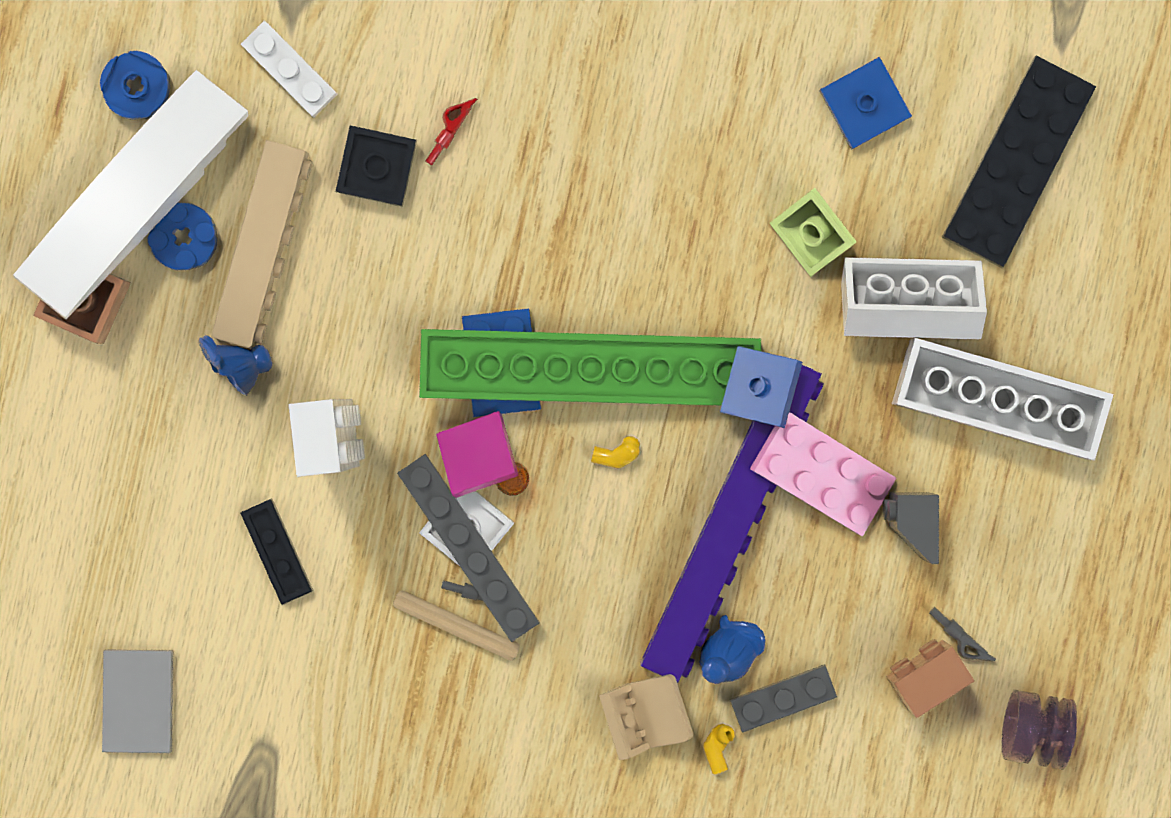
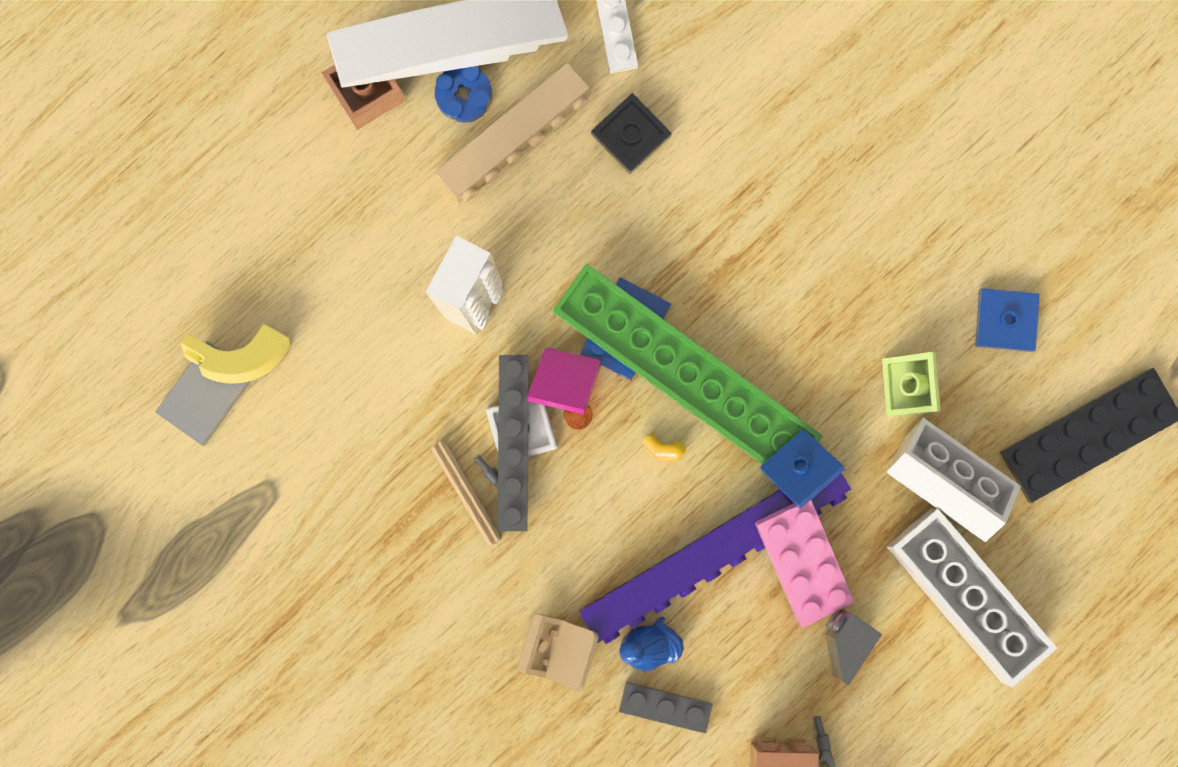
camera: 40 degrees right, 5 degrees down
(155, 652) = (239, 365): none -> light yellow arch
(236, 363) = (439, 202): blue hair -> none
(276, 551) = (376, 354): black tile -> none
(451, 127) = (702, 142): red hand -> none
(716, 744) = (593, 707): yellow arm -> none

